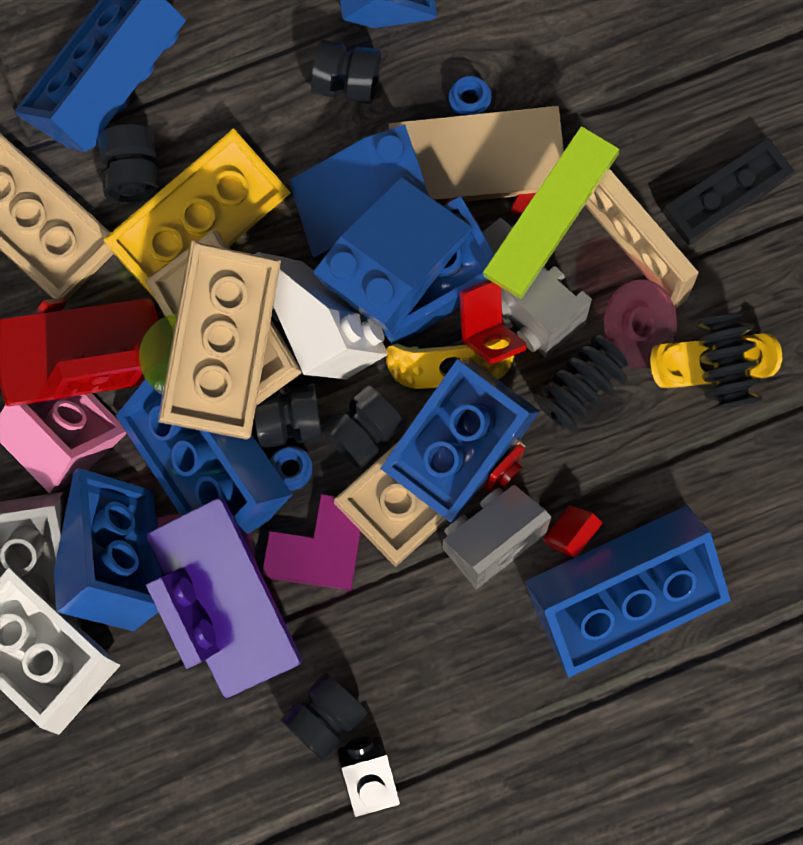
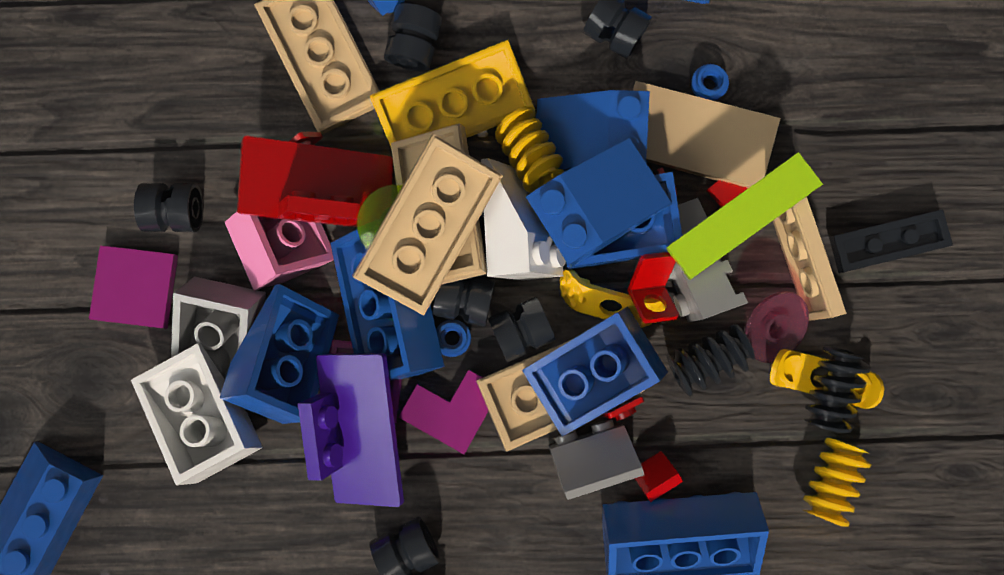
camera: 20 degrees right, 10 degrees up
(296, 229) = (528, 148): none -> yellow piece
(769, 461) = (837, 482): none -> yellow piece

